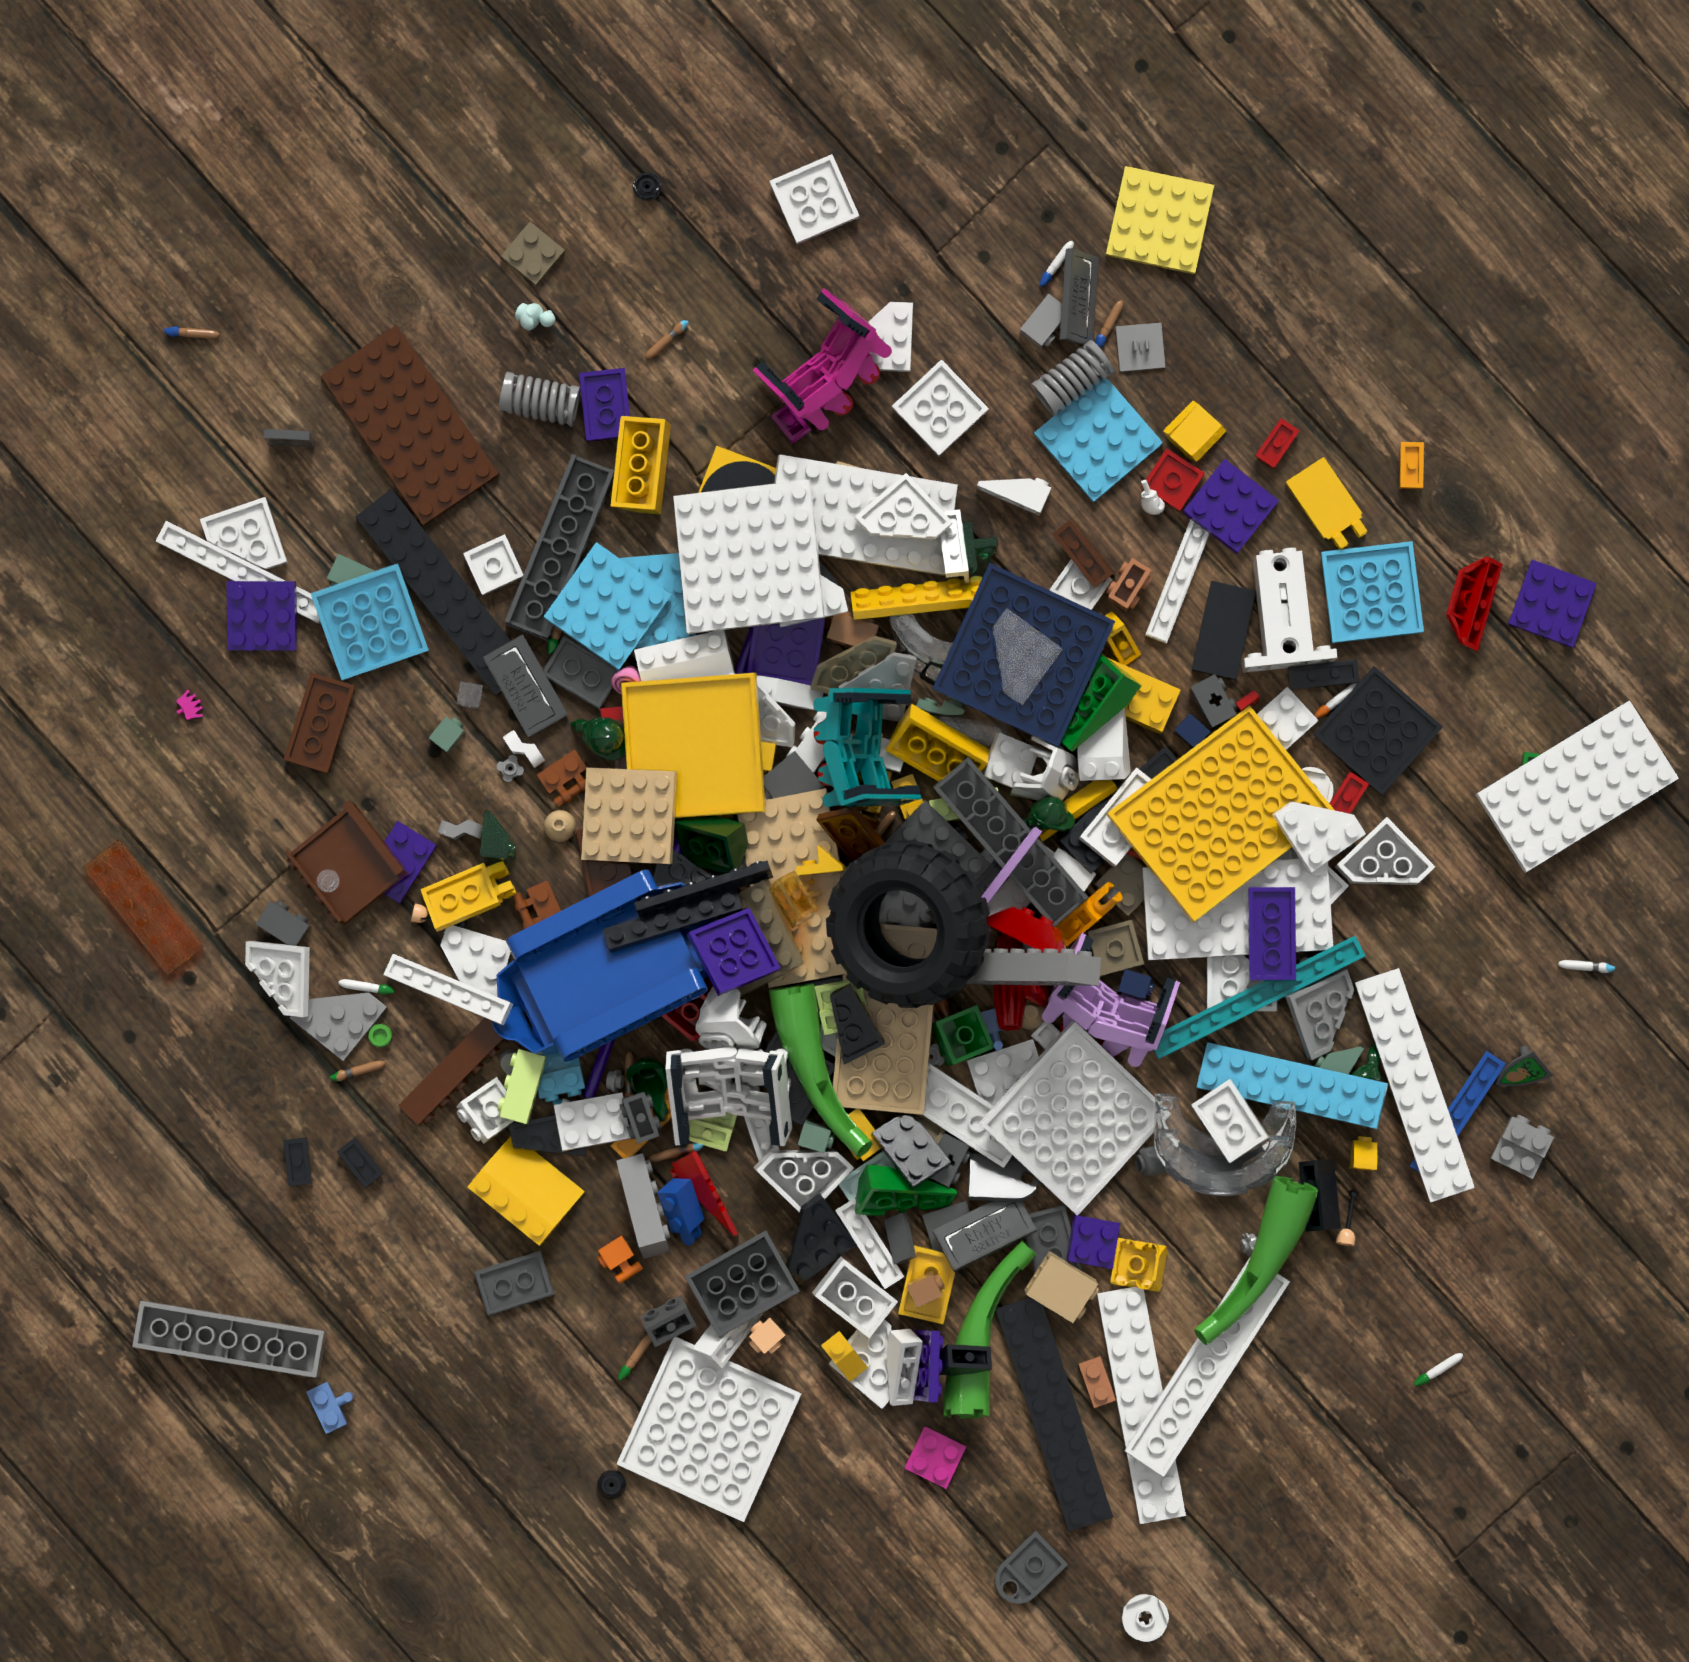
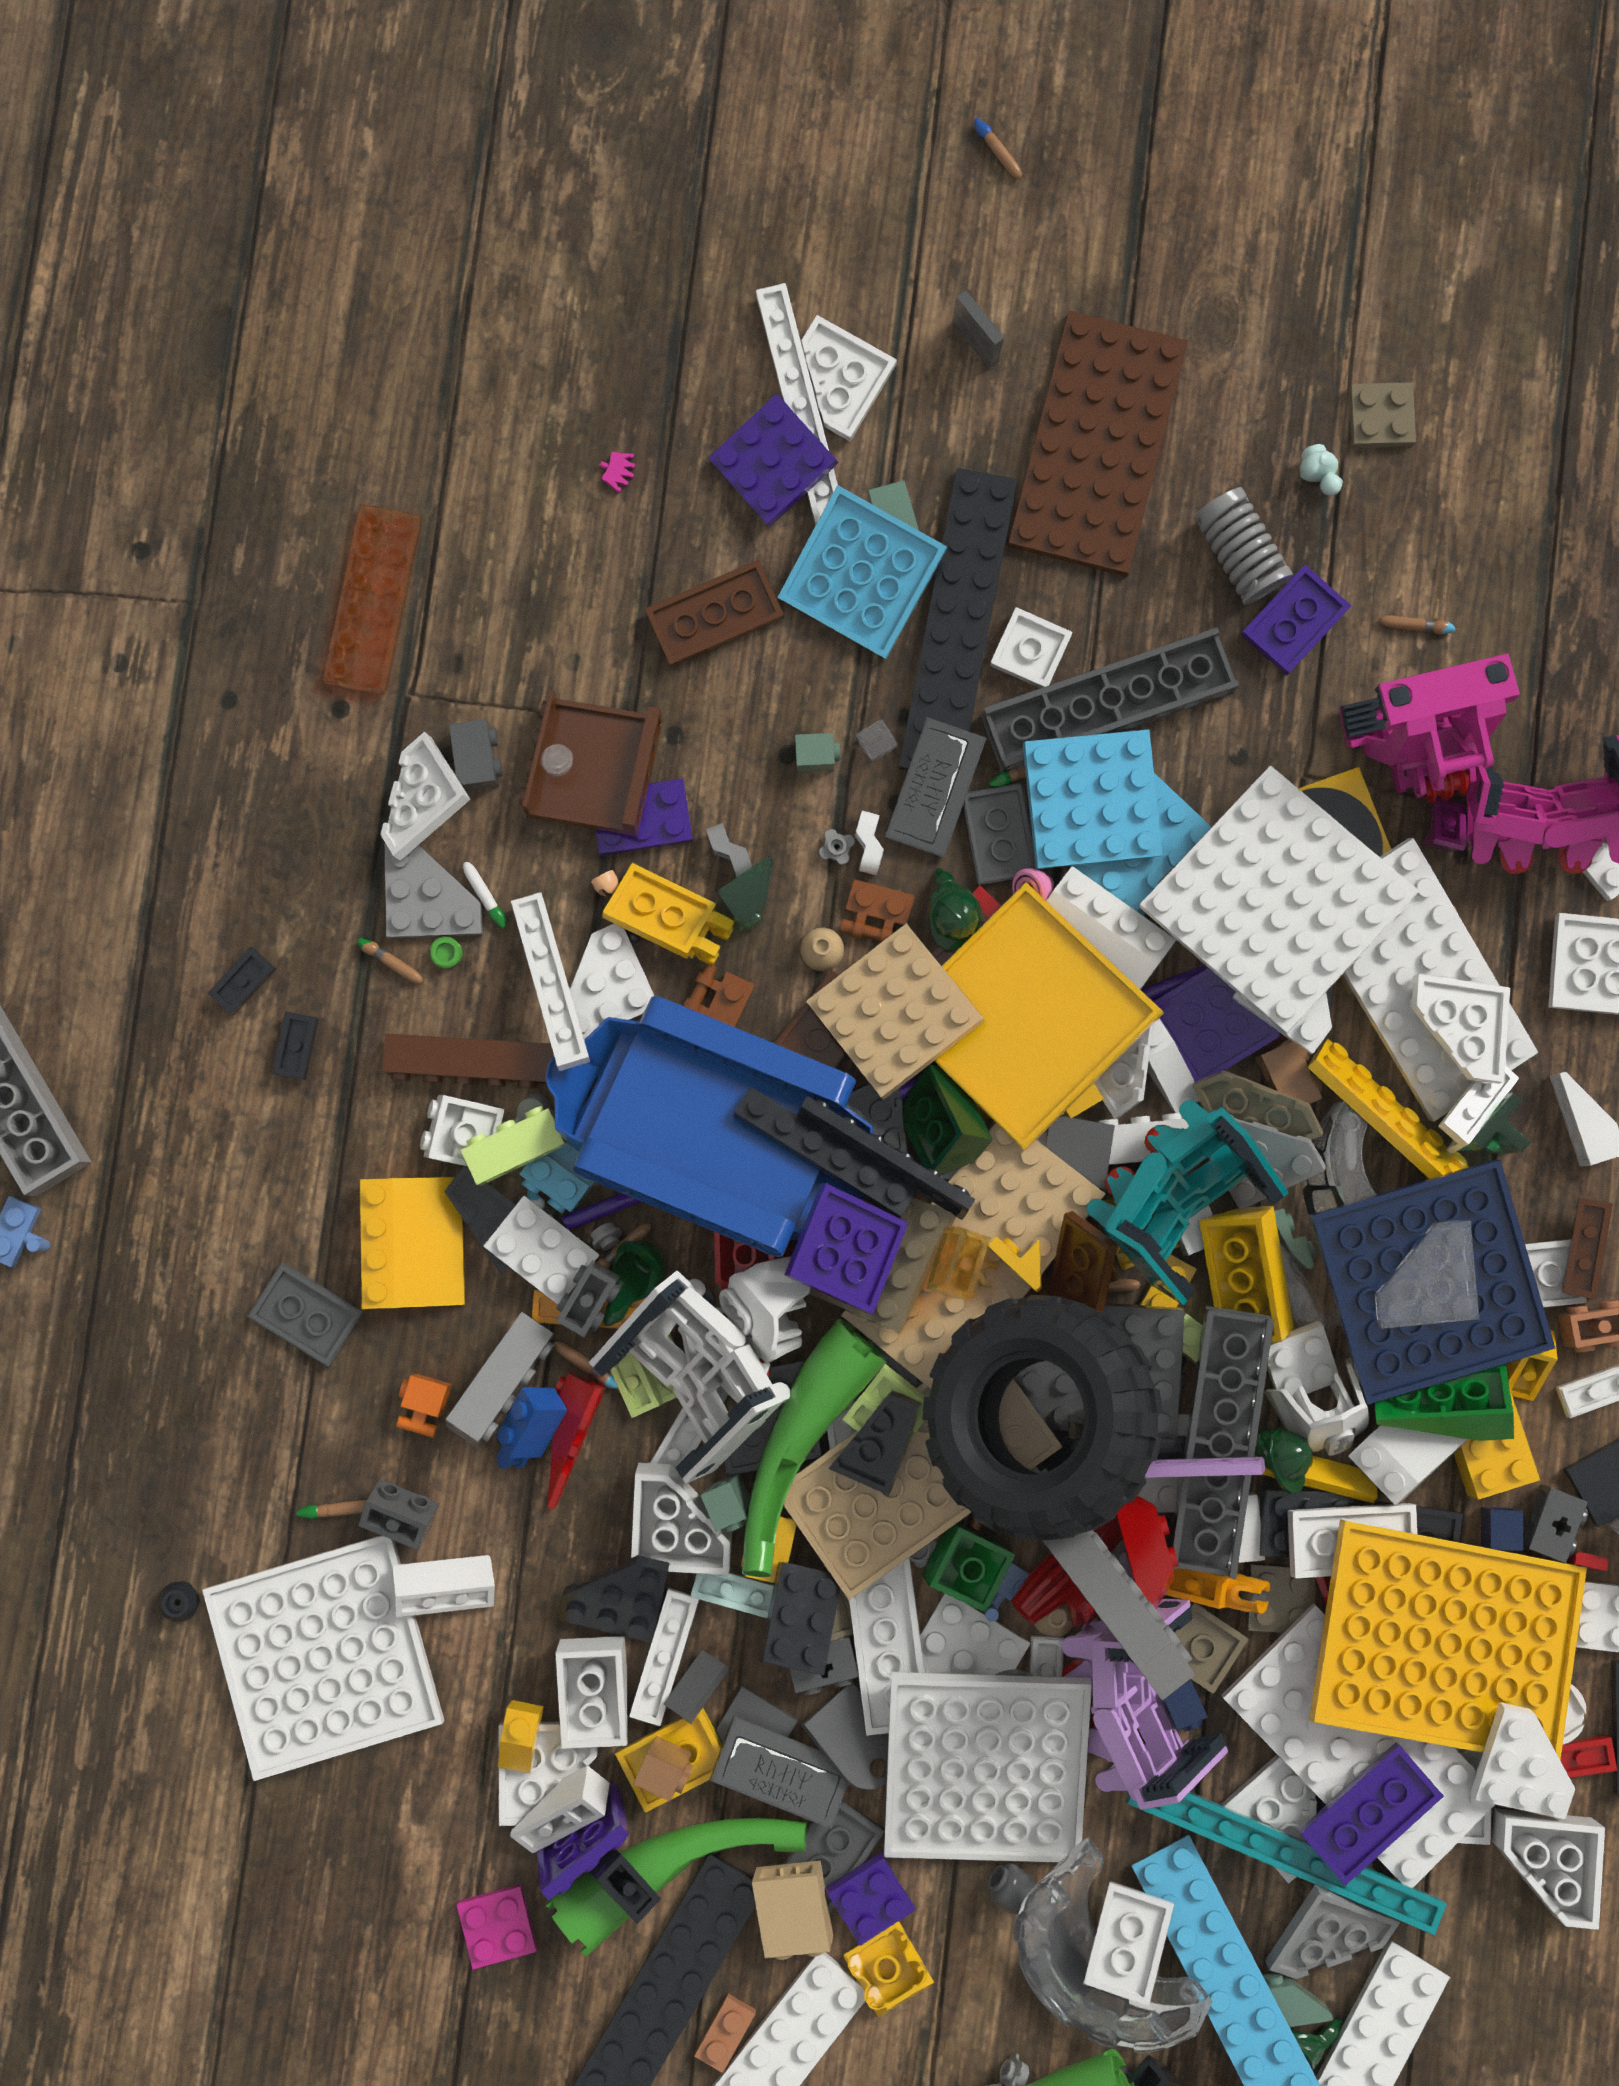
camera: 45 degrees right, 0 degrees up
(641, 464) = (1268, 707): yellow slope -> none
(647, 179) = (1562, 462): black plate -> none
(726, 367) = (1434, 725): none -> dark pink container
(742, 1283) = (504, 1561): dark grey slope -> none
(766, 1336) = (470, 1635): light nougat brick -> none
(885, 1189) = (738, 1628): green wedge -> none

